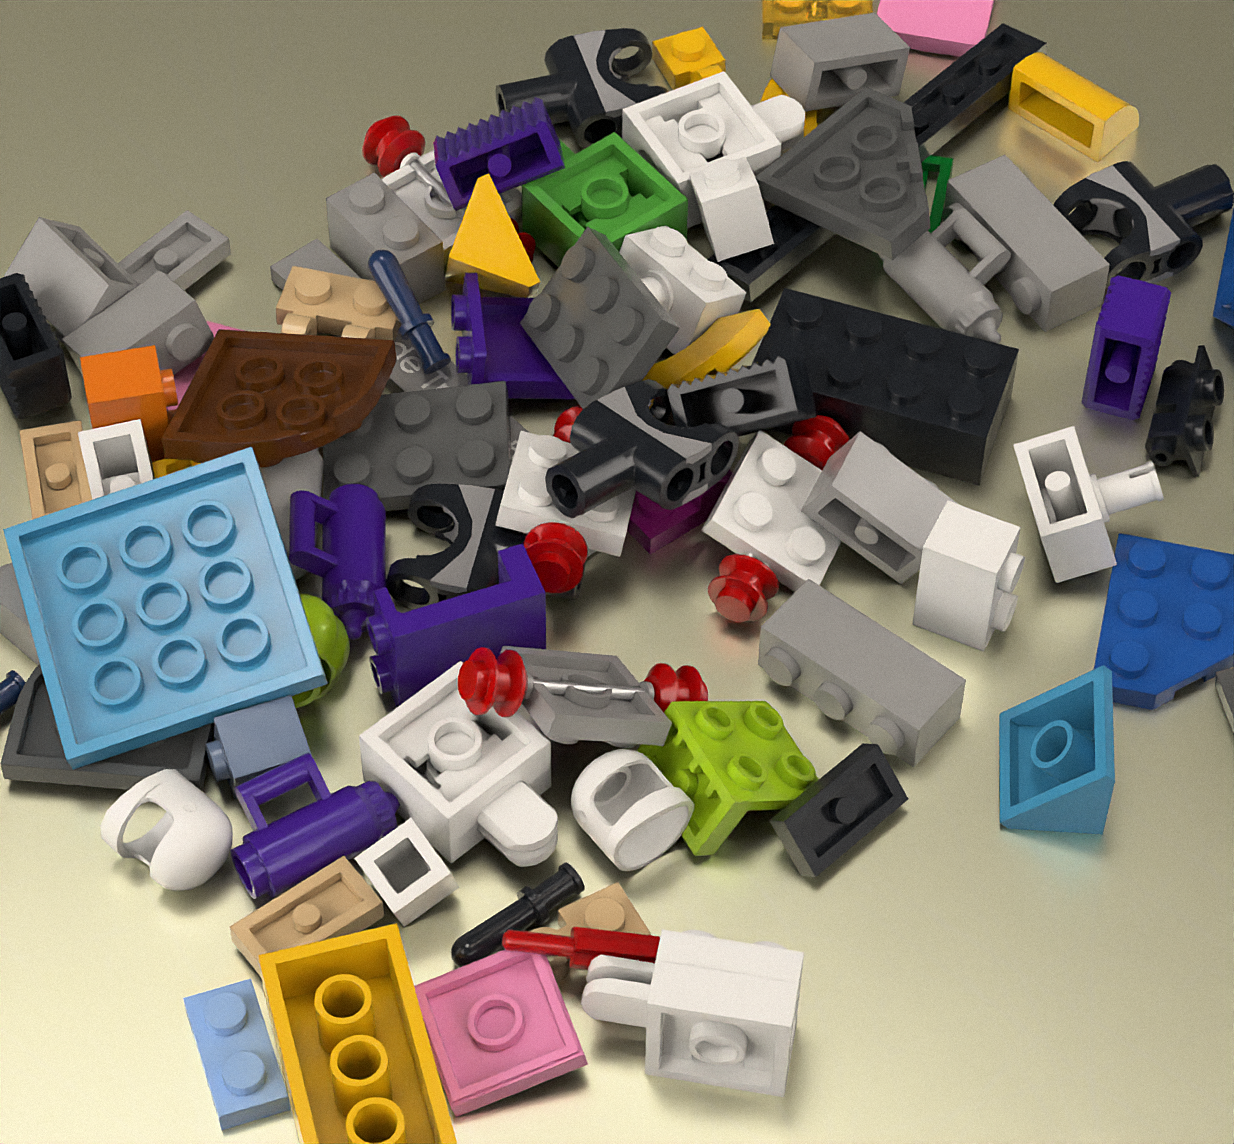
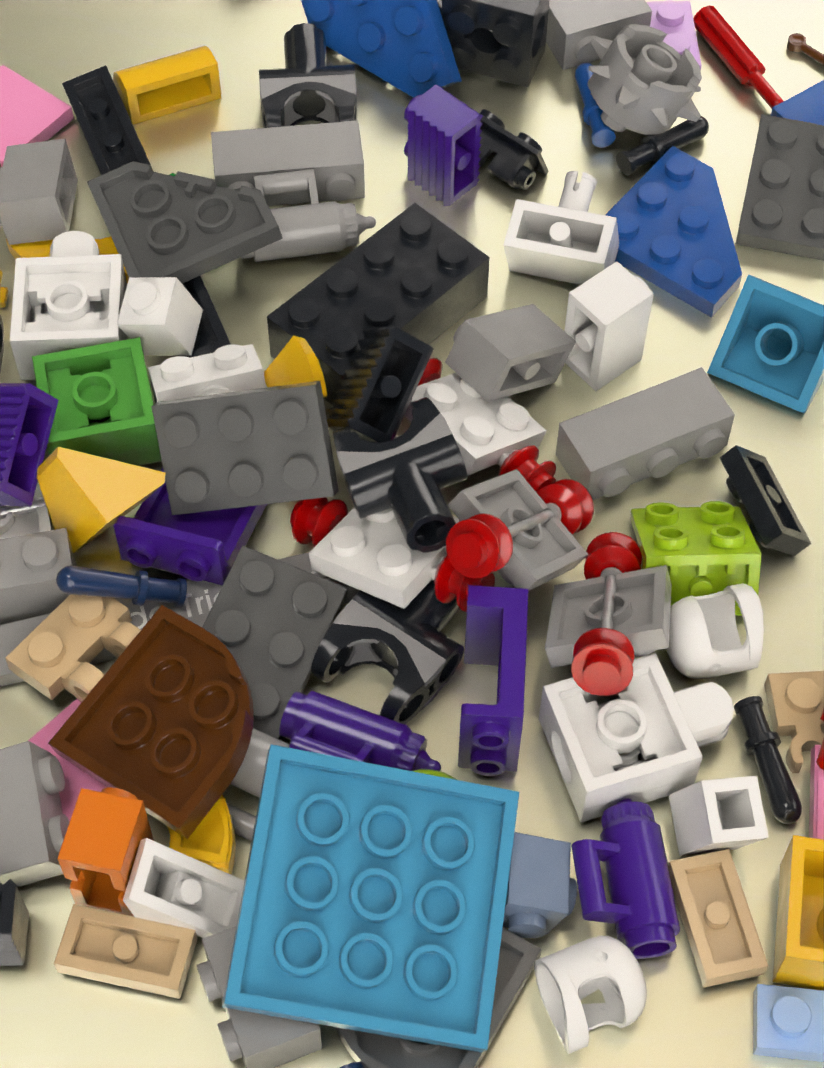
camera: 65 degrees left, 5 degrees up
(636, 579) = (517, 530): none -> plate

